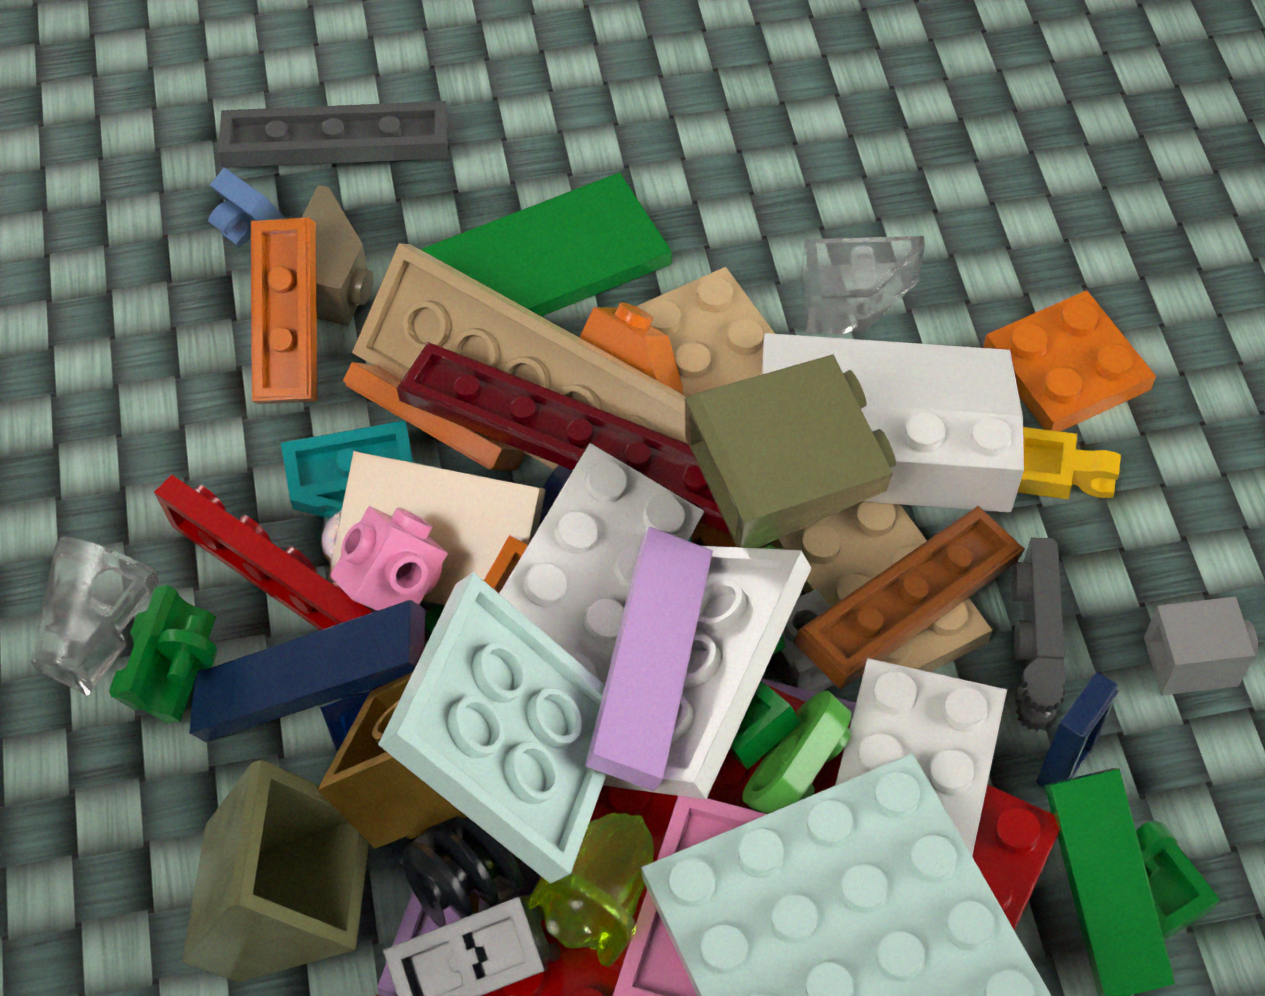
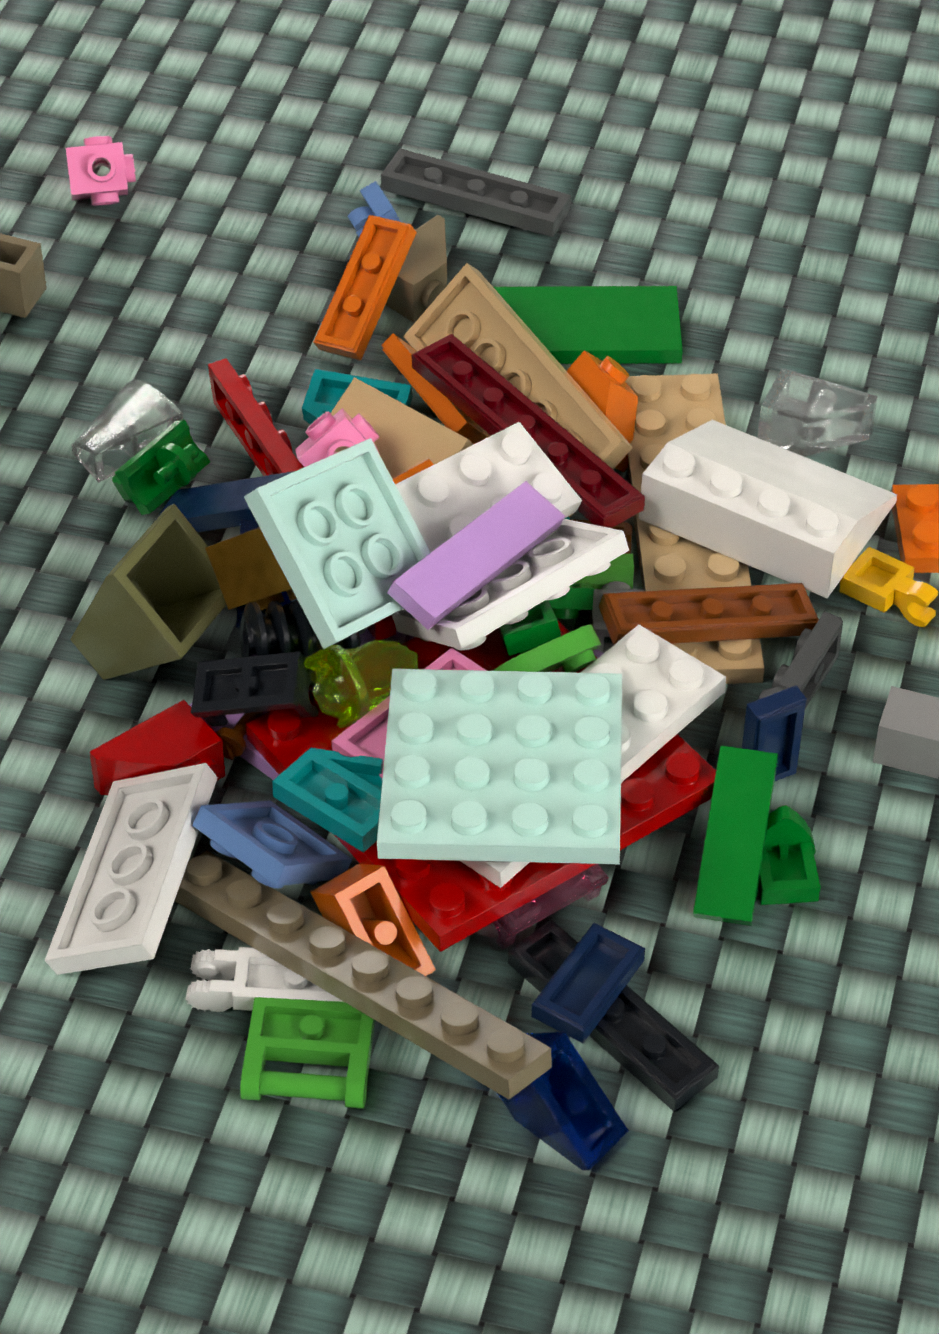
camera: 25 degrees right, 10 degrees down
(786, 449) = (651, 464): olive slope -> none

